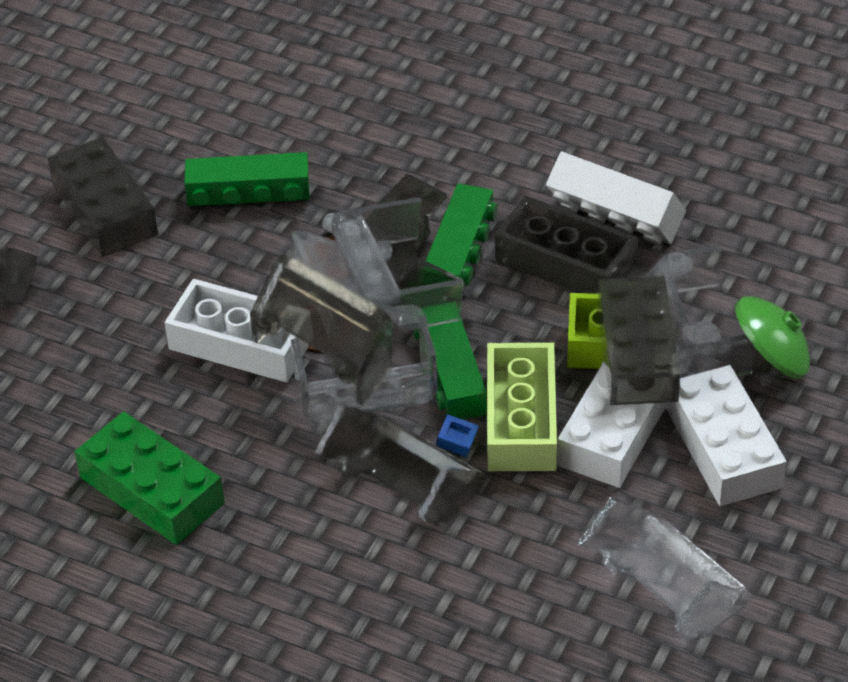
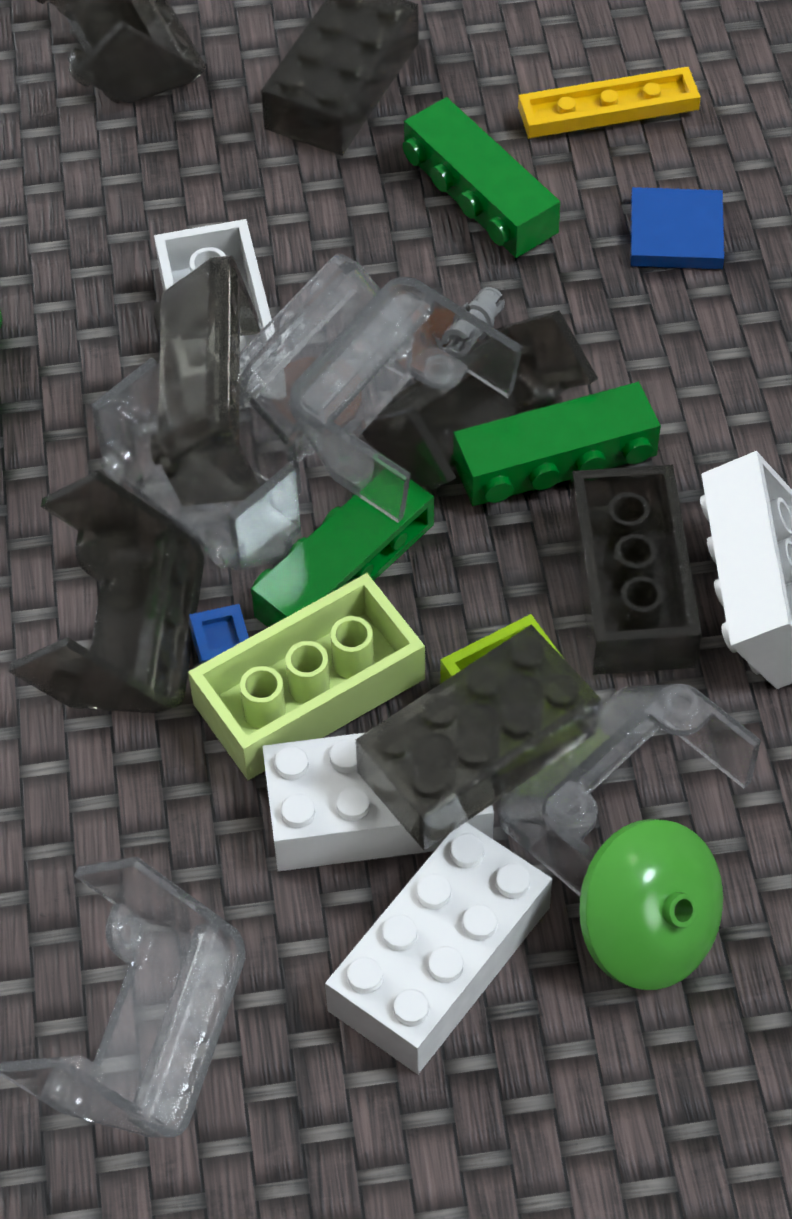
camera: 55 degrees right, 10 degrees up
(241, 108) = (608, 102): none -> yellow plate
(352, 129) = (677, 228): none -> blue tile

